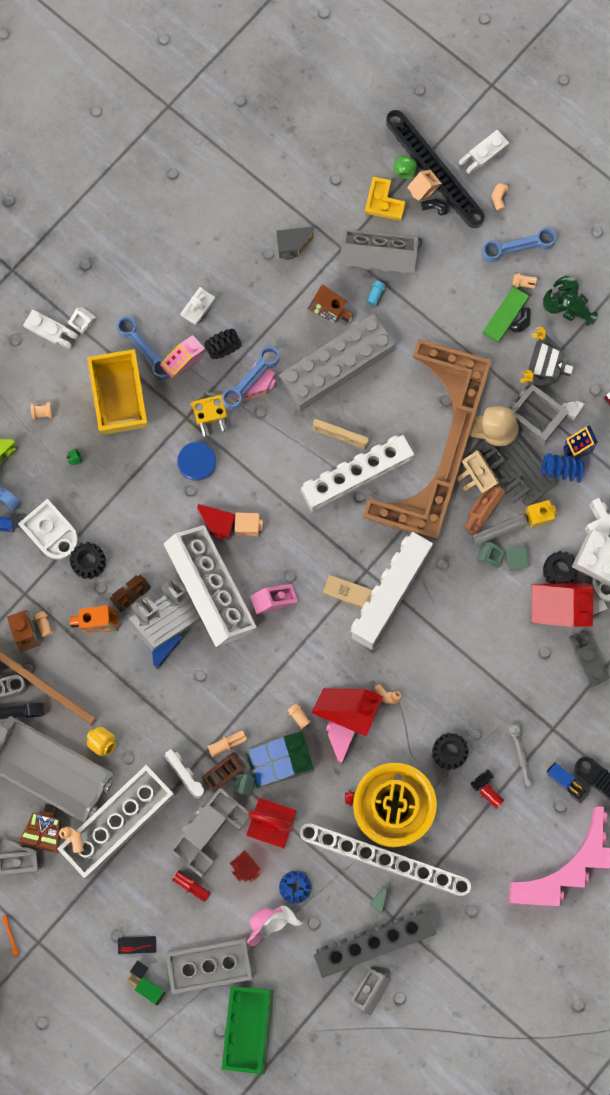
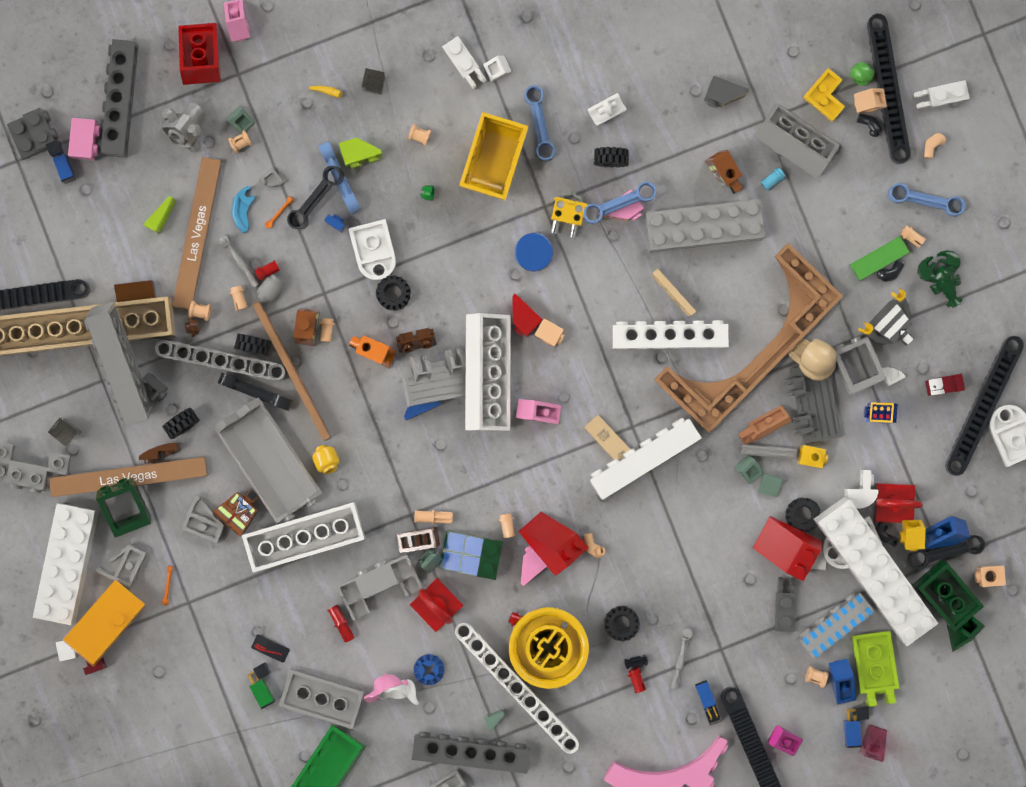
camera: 25 degrees right, 10 degrees up
(73, 836) = (260, 532): light nougat arm -> none
(183, 357) = (569, 151): bright pink slope -> none
(185, 775) = (383, 525): white hinge -> none
(245, 868) = (394, 632): clear red brick -> none
(479, 471) = (778, 392): tan hinge -> none
(563, 465) = (854, 425): blue piece -> none

